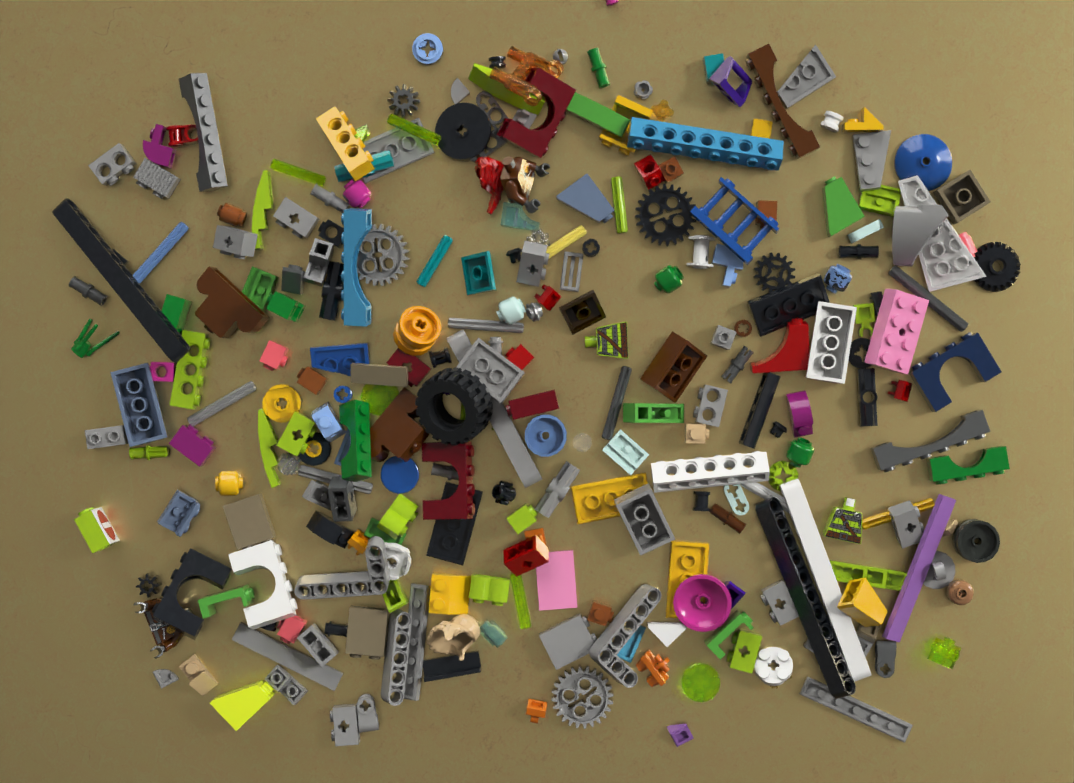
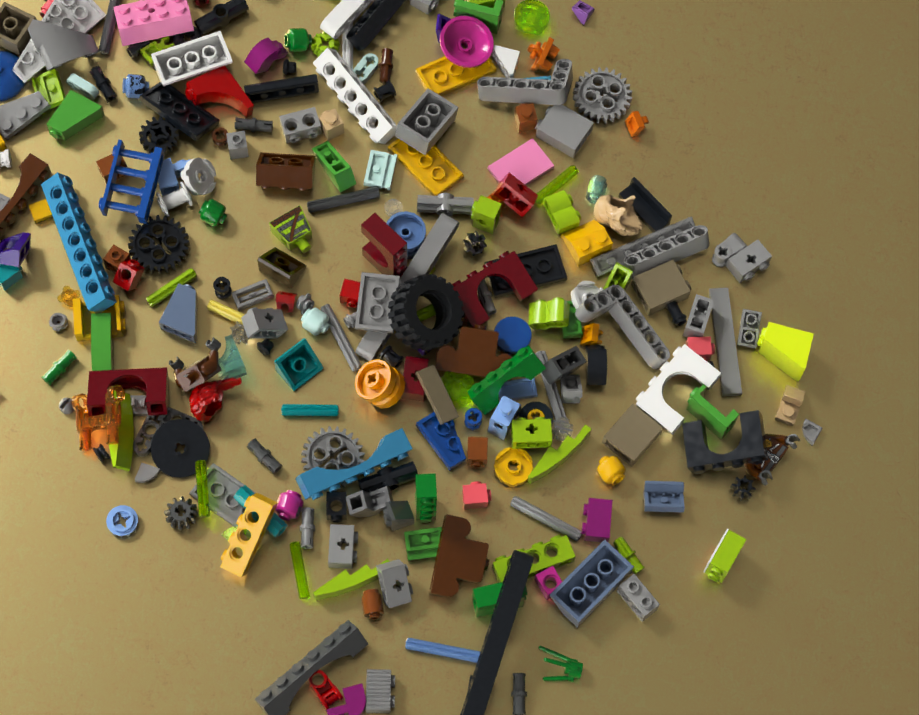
camera: 125 degrees left, 20 degrees down
(415, 198) = (264, 456): none -> dark grey pin
(715, 279) = (191, 179): none -> white plate

